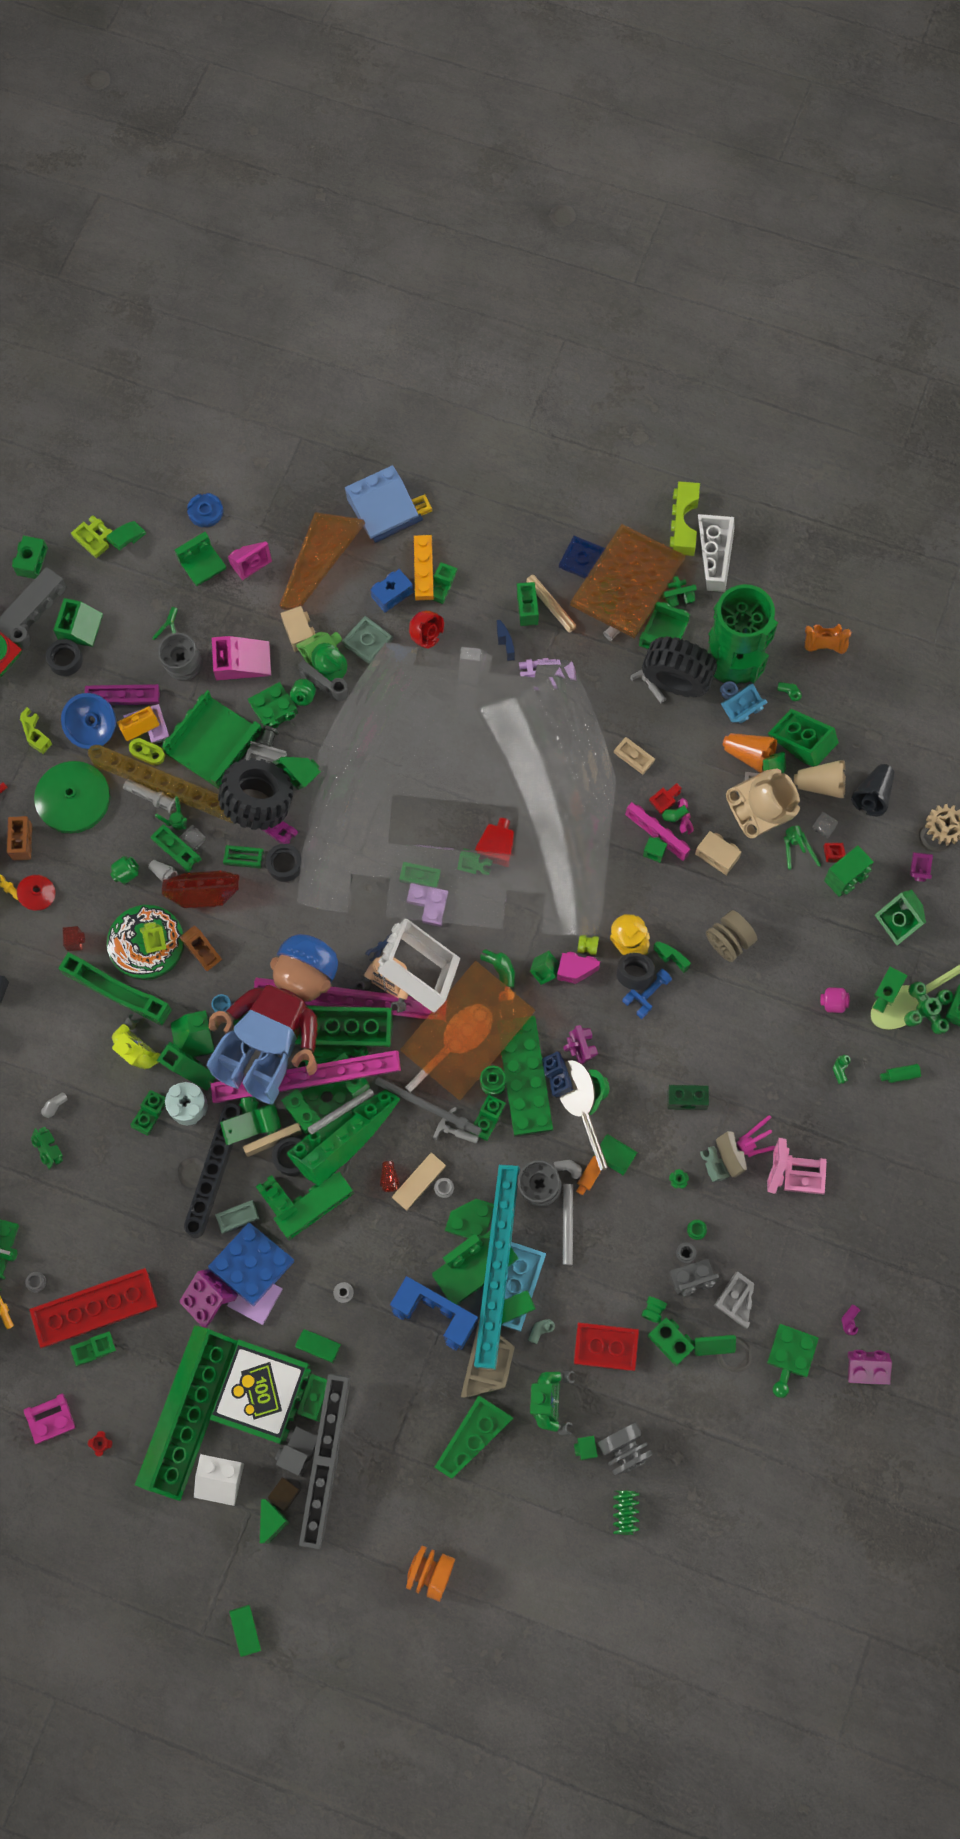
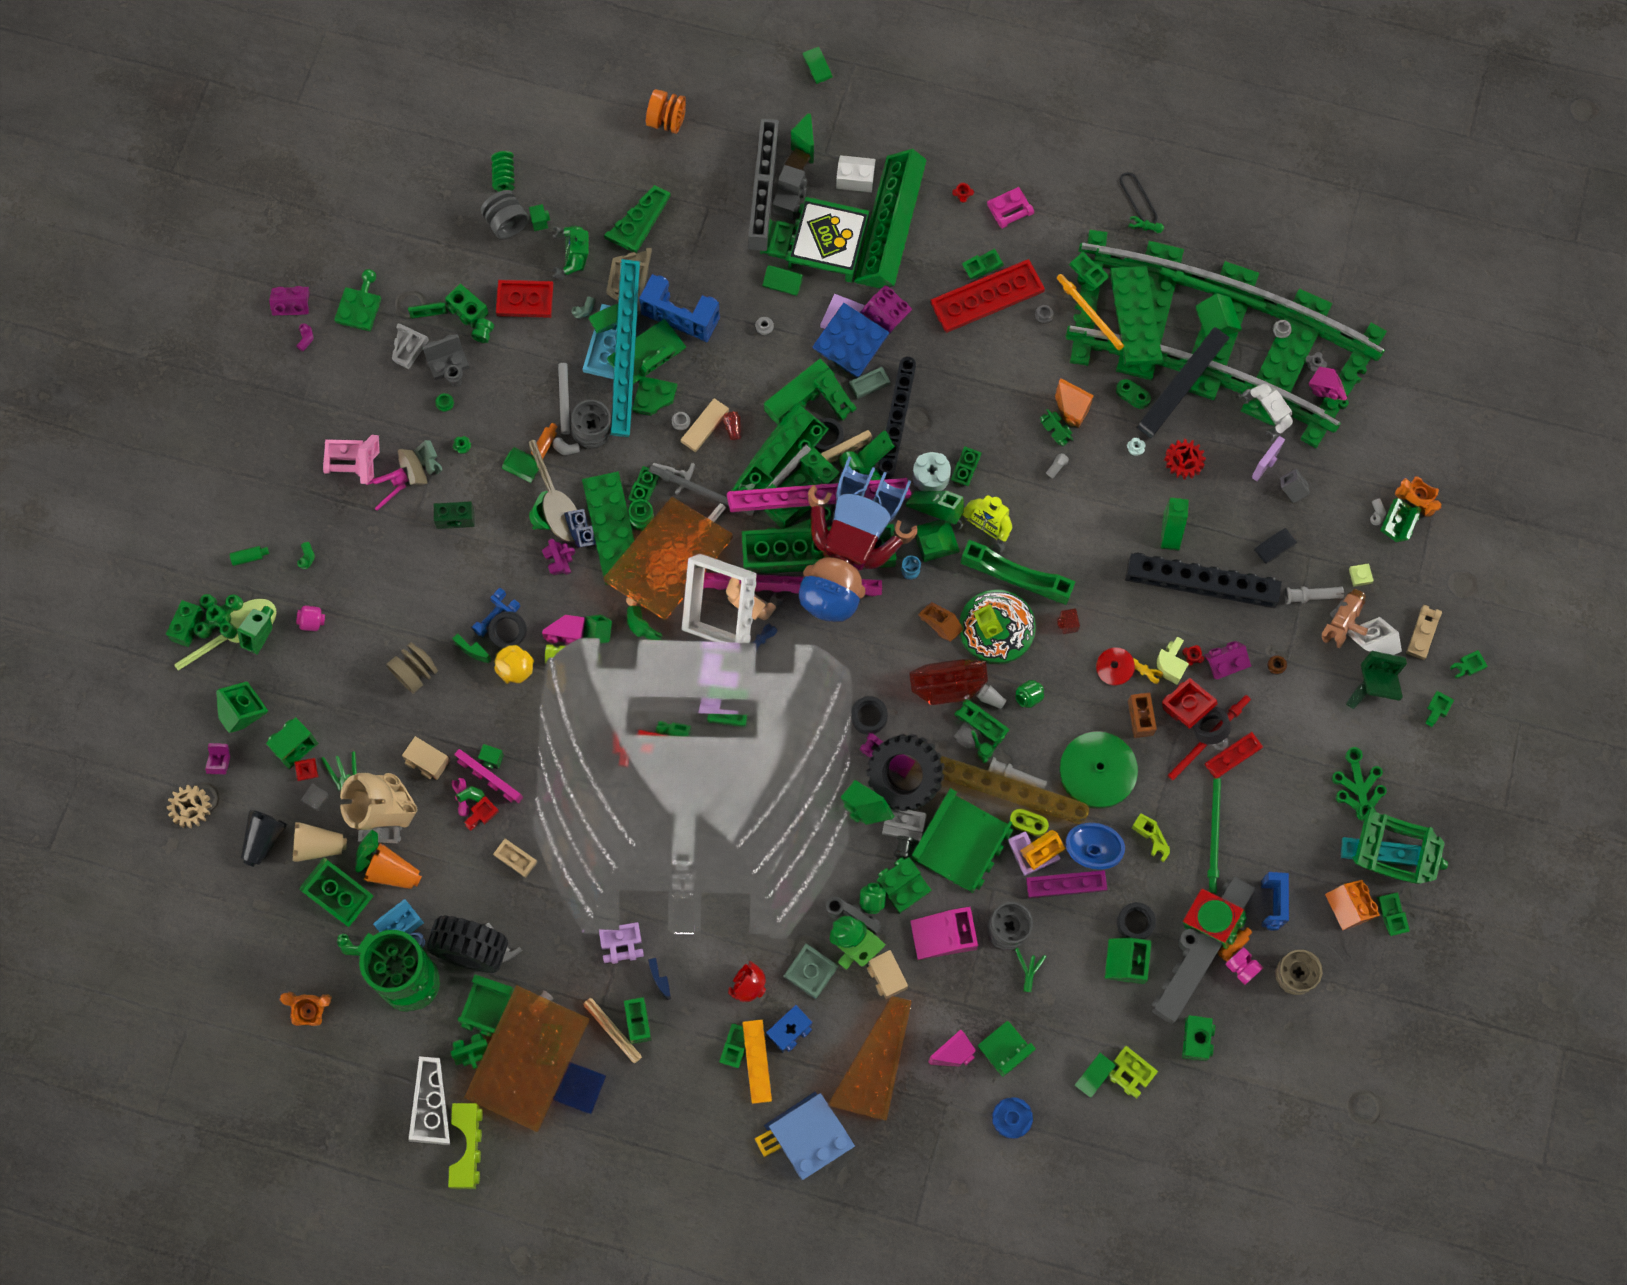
camera: 170 degrees right, 0 degrees up
(25, 1165) = (1072, 402): none -> orange slope
(259, 858) = (912, 721): green tile -> none

